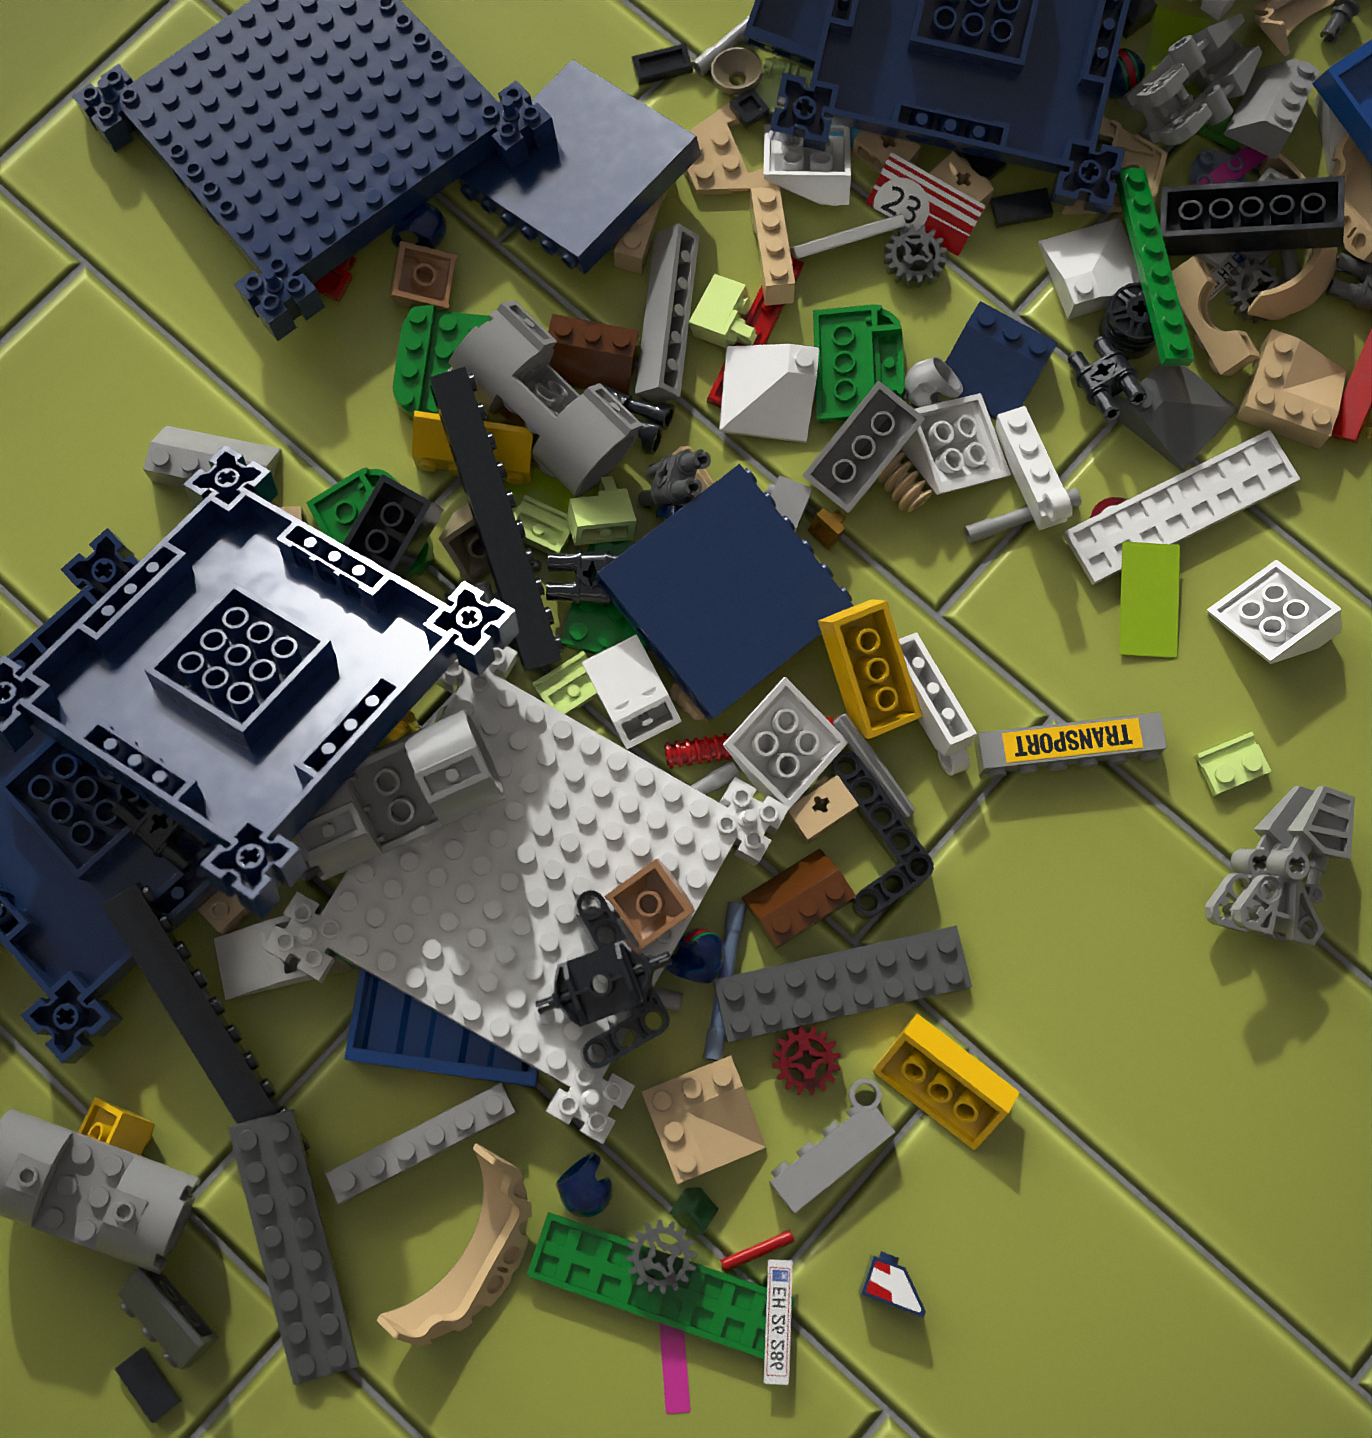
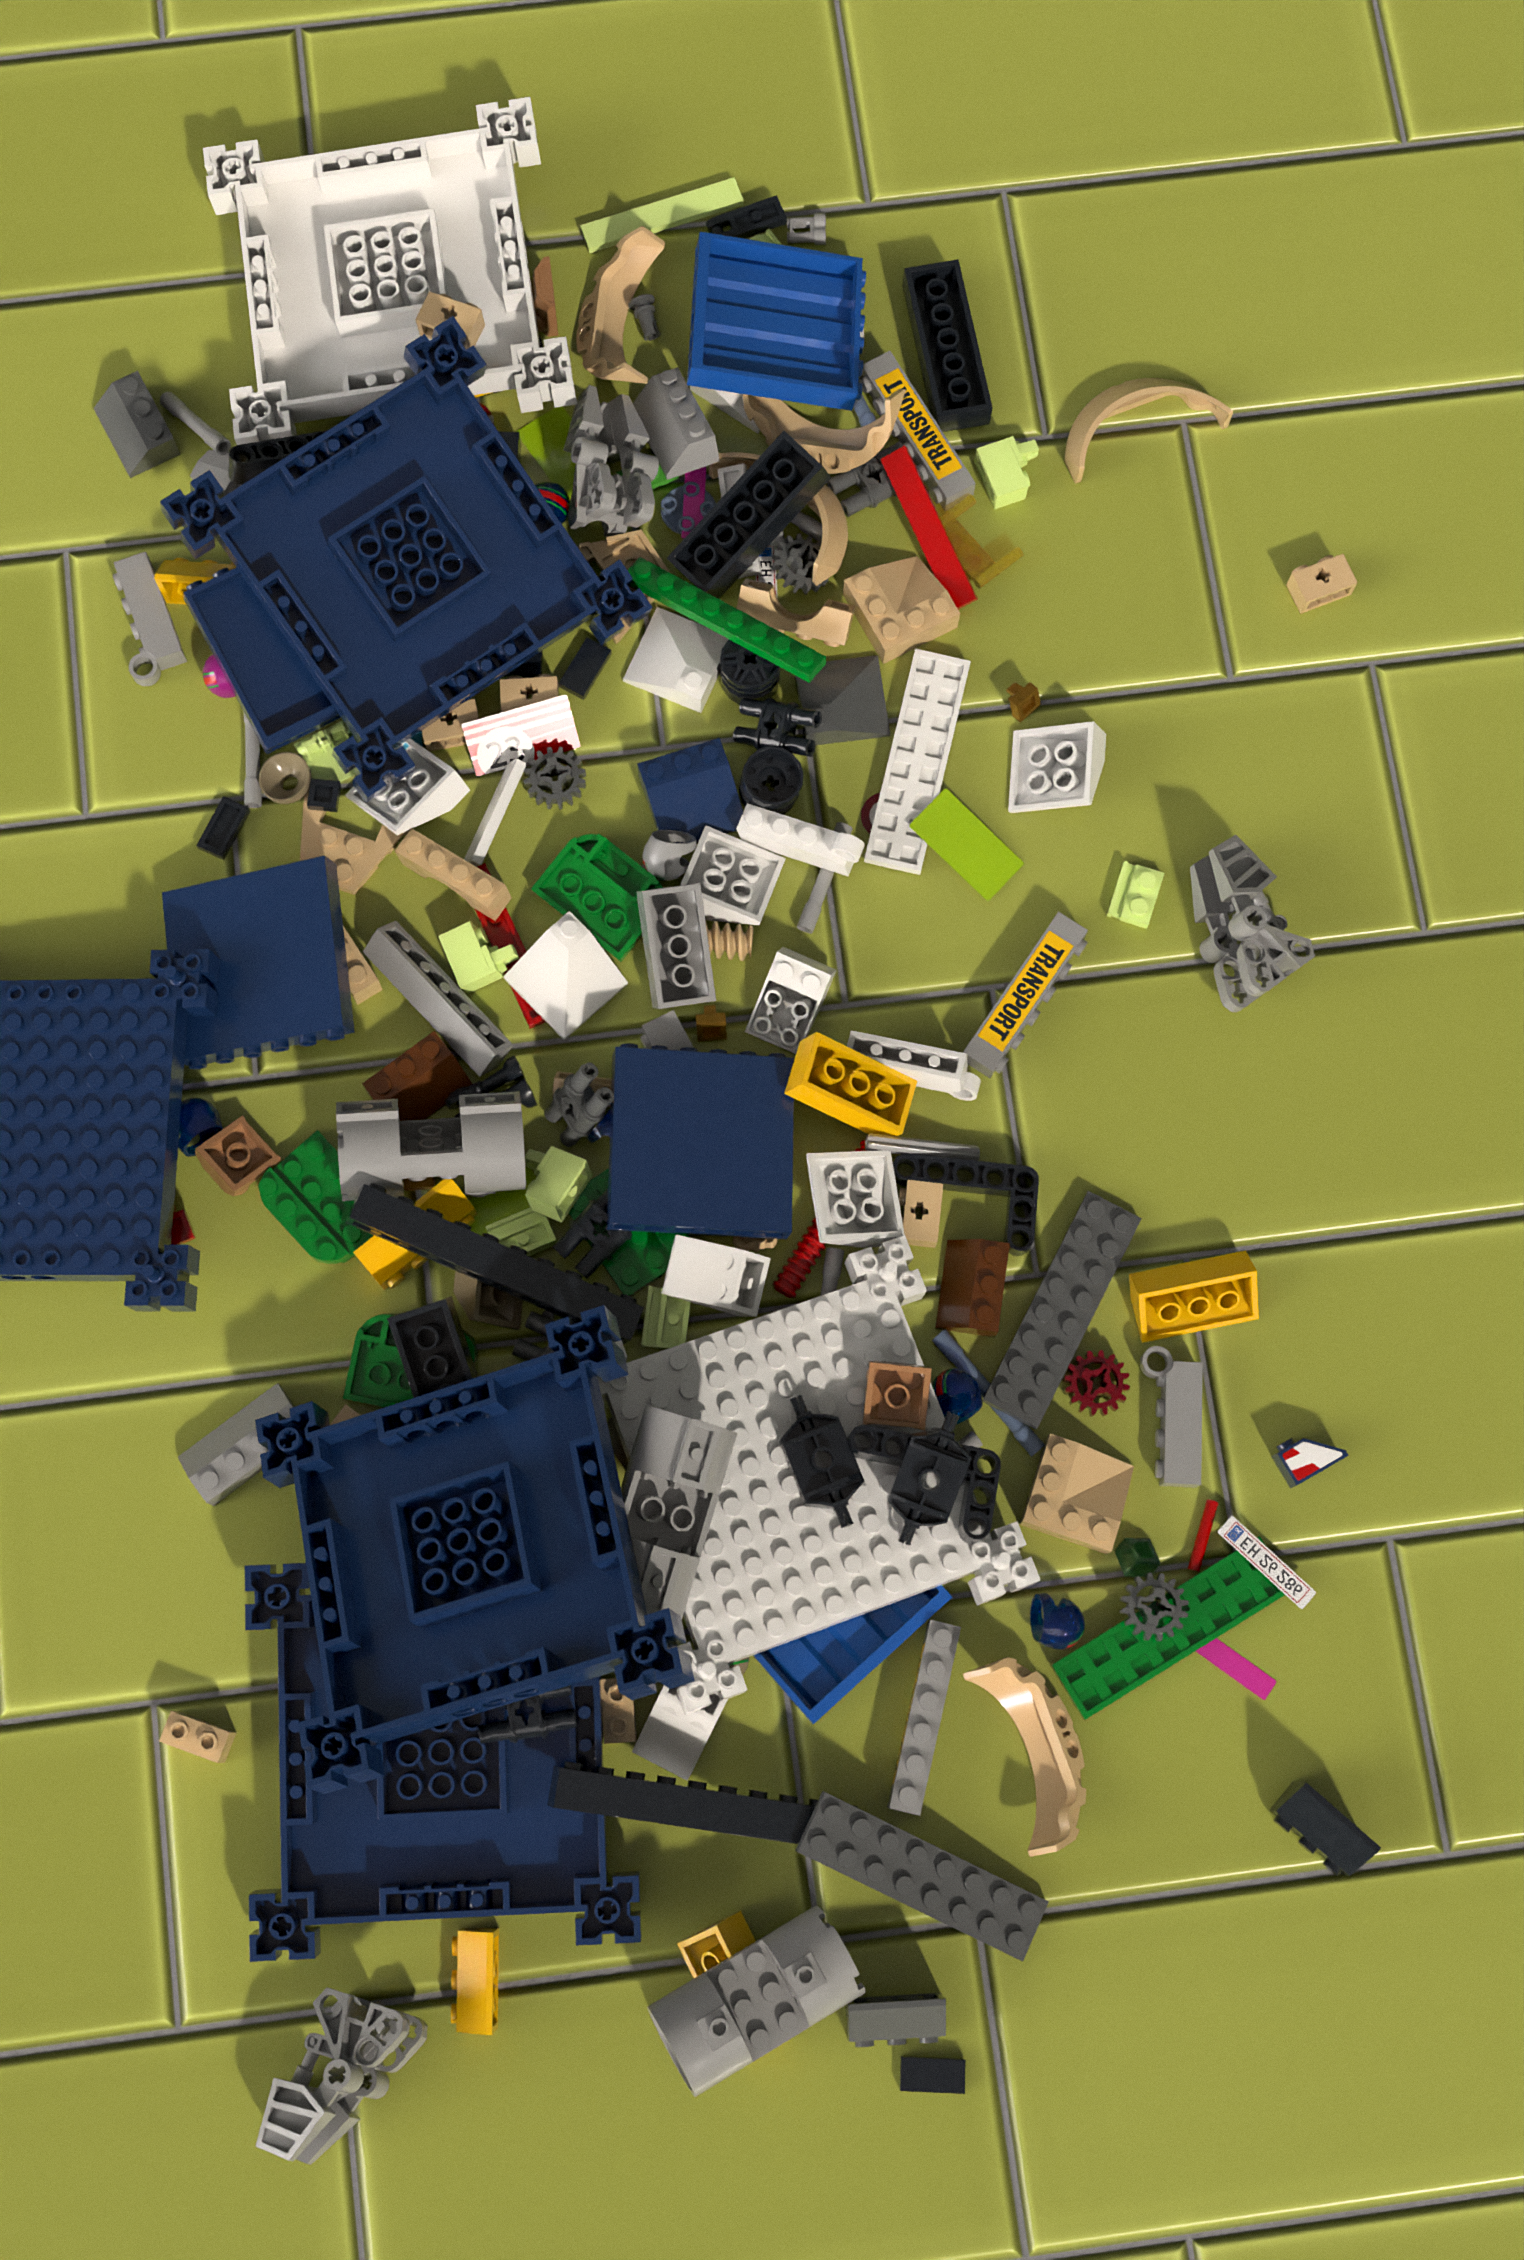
camera: 50 degrees left, 0 degrees up
(543, 914) = (822, 1486): none -> black plate
(903, 568) = (790, 999): none -> white slope
(1070, 399) = (775, 767): none -> black wheel
(1307, 545) = (1023, 700): none -> pearl gold tile

